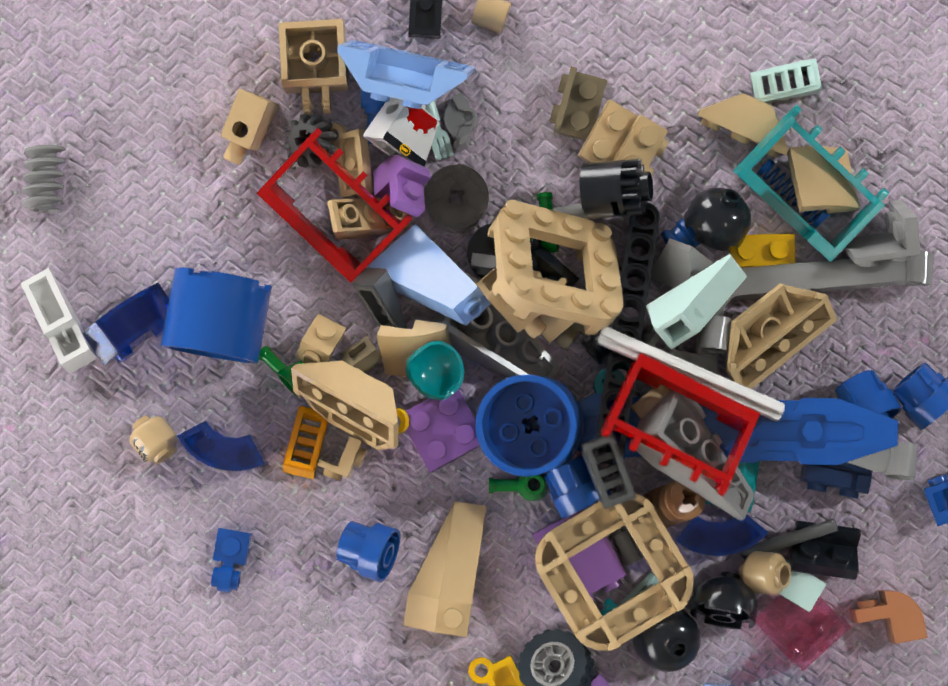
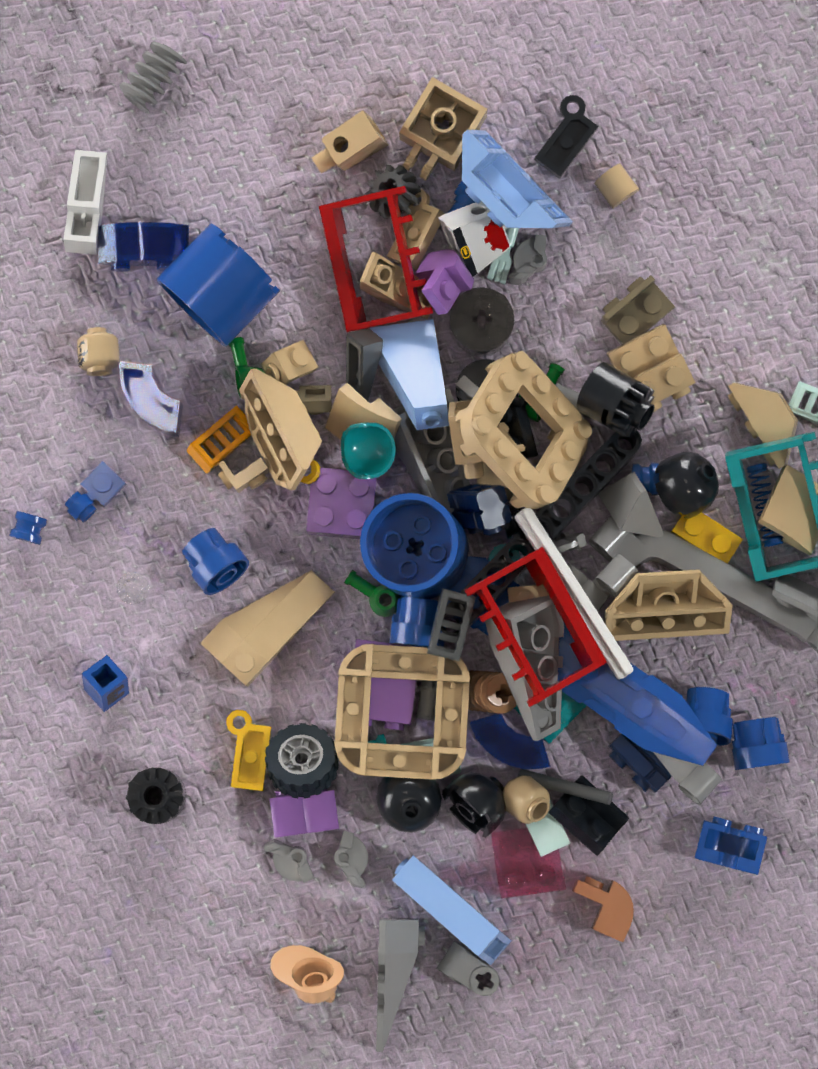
camera: 25 degrees right, 0 degrees up
(193, 626) = (28, 527): none -> blue wheel
(562, 354) = (480, 507): none -> dark blue brick
(694, 302) = (617, 537): light aqua slope -> none

